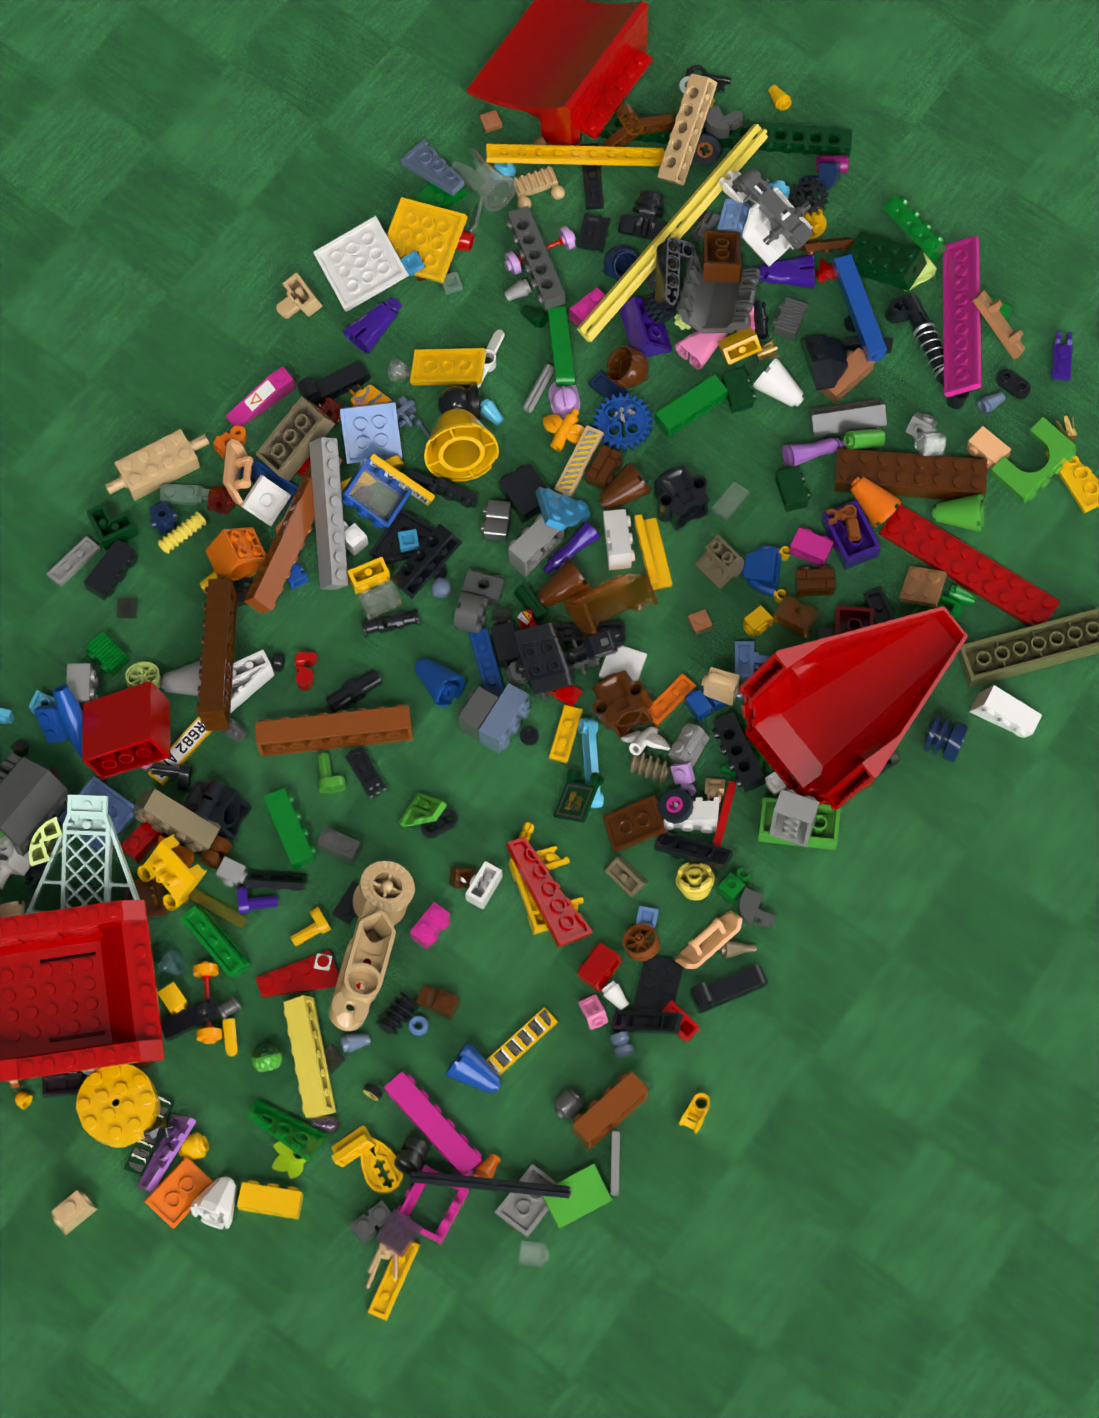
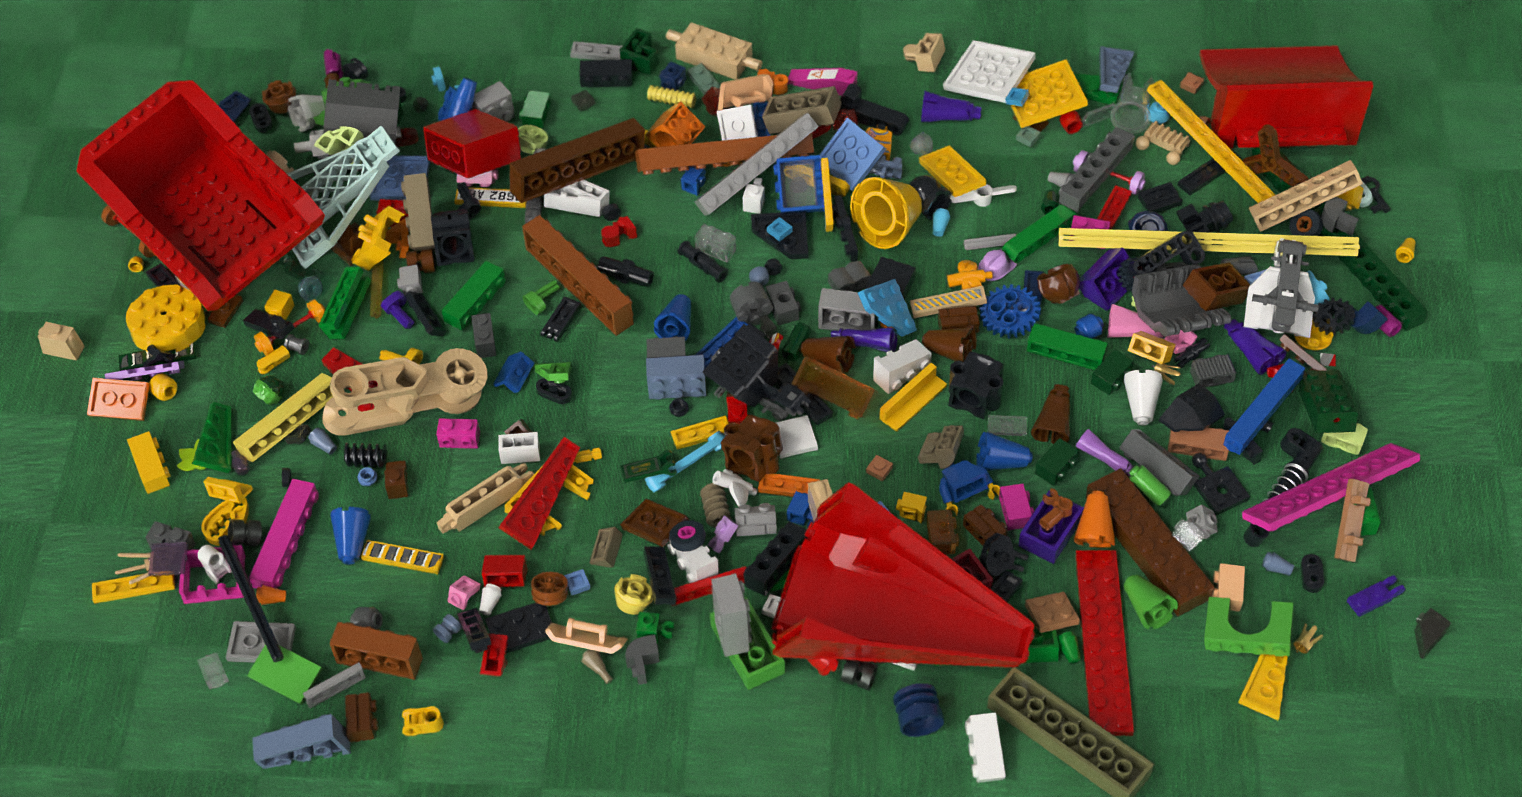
camera: 55 degrees right, 15 degrees down
(216, 1203) = (123, 425): white cone -> none
(368, 575) = (730, 221): yellow brick -> none
(394, 843) = (514, 372): none -> blue panel
(426, 561) = (770, 249): black brick -> none
(426, 1198) = (213, 562): none -> white piece
(515, 942) = (484, 498): none -> tan hinge
(576, 272) = (1115, 205): none -> red plate
(654, 1219) = (301, 742): none -> sand blue wedge
(659, 1158) = (360, 717): none -> reddish brown brick
(683, 376) = (1089, 326): none -> blue head
(714, 788) = (730, 561): tan plate -> none
(730, 988) = (550, 677): black beam -> none
(749, 462) = (1054, 416): none -> reddish brown piece
(756, 525) = (1001, 453): none -> blue cone
(835, 230) = (1328, 359): none -> light grey sticker
(851, 587) = (1000, 555): none -> black hinge
(891, 382) = (1222, 478): none -> black plate
(914, 227) = (1383, 409): green brick -> none

